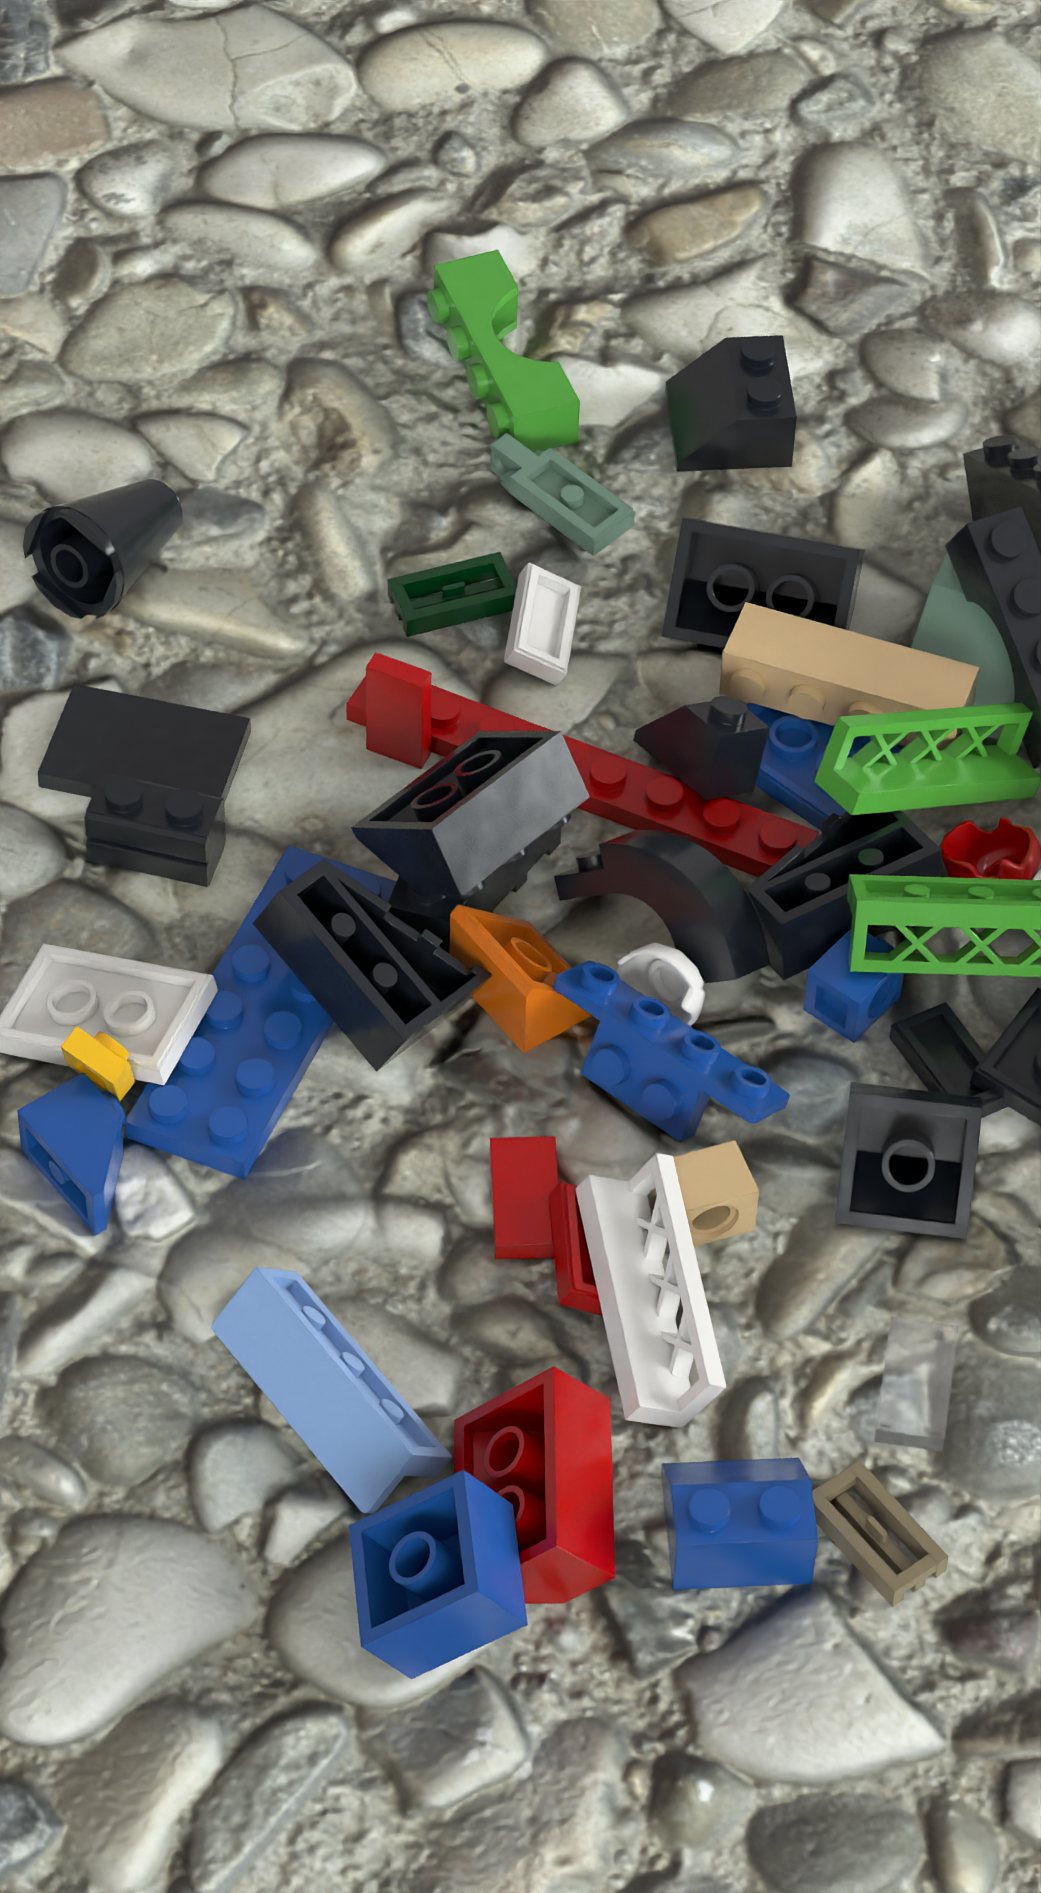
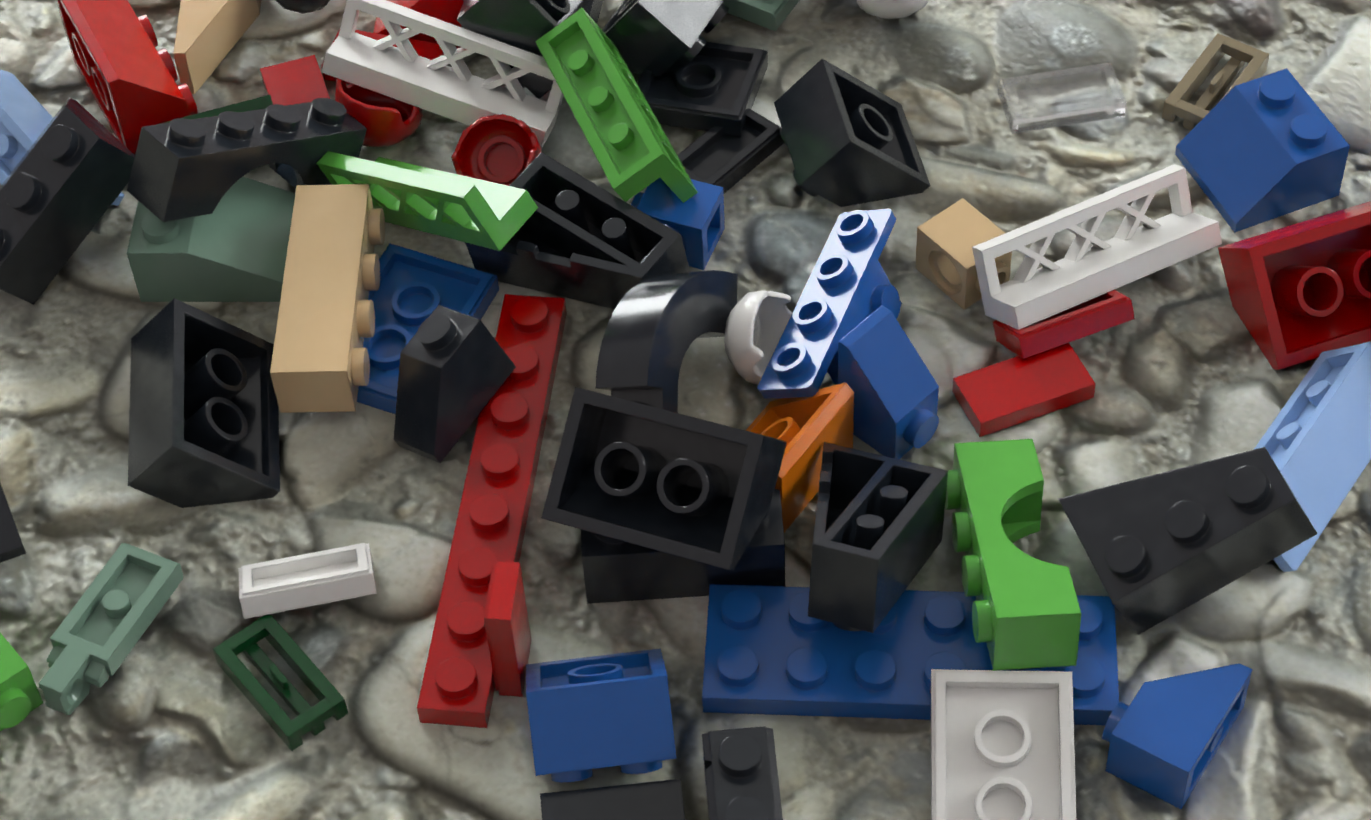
camera: 105 degrees left, 0 degrees up
(100, 1060) = (1100, 714): yellow plate -> none
(259, 1195) = (1186, 532): none -> black wedge
(308, 769) = (600, 714): none -> blue slope
(380, 1094) = (1023, 603): none -> bright green arch
(544, 1054) = (890, 386): none -> blue slope

